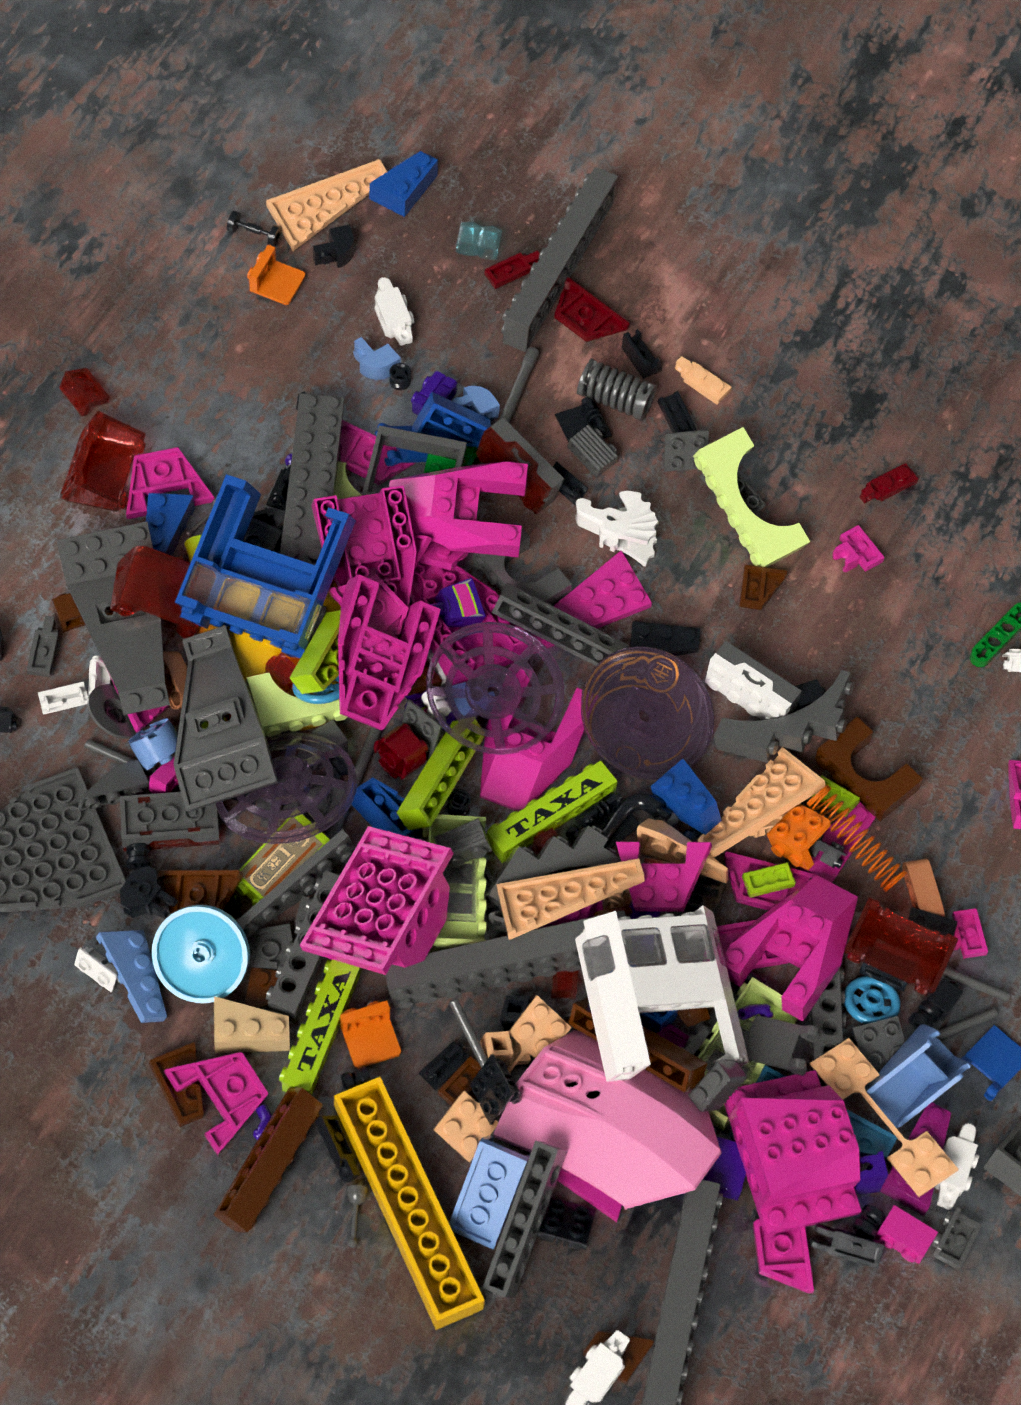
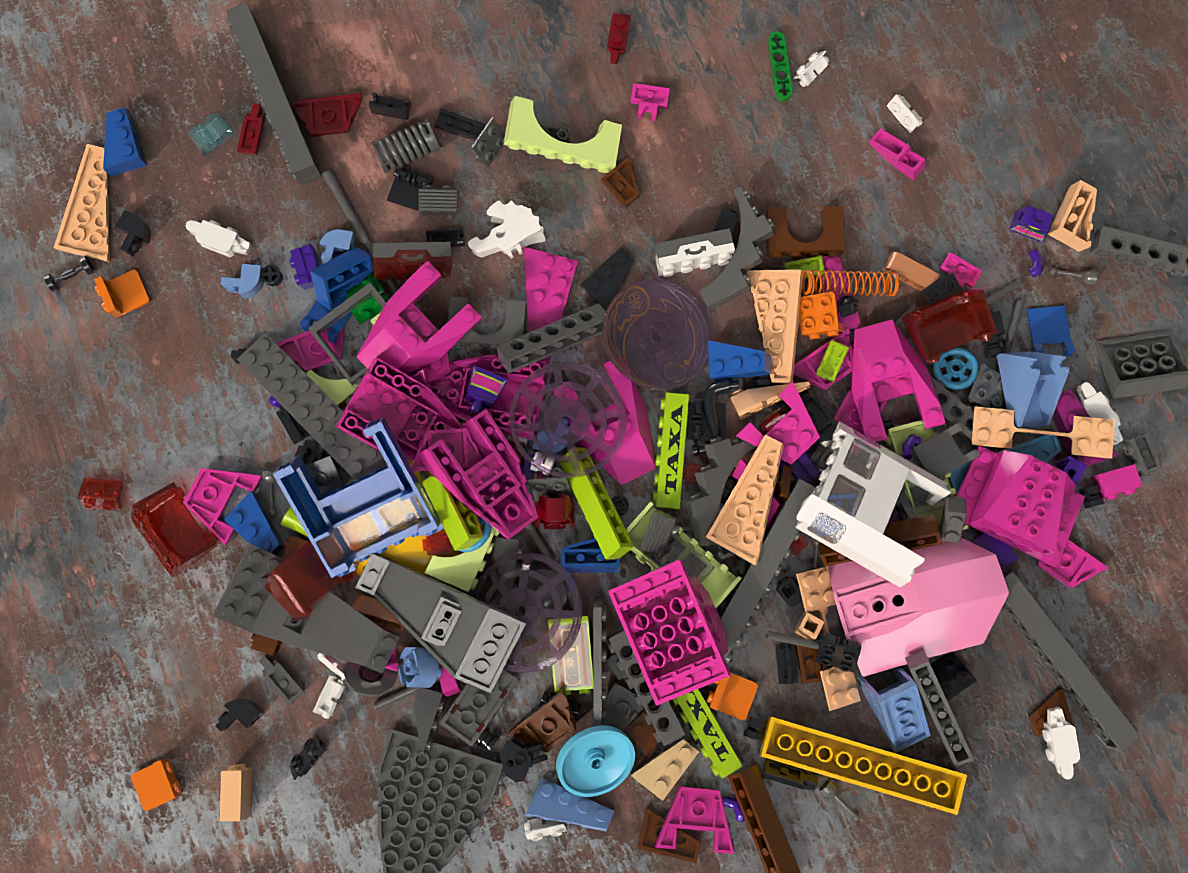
camera: 40 degrees left, 20 degrees up
(702, 380) = (442, 84): light nougat hinge -> none
(849, 1246) = (1096, 522): black hinge -> none

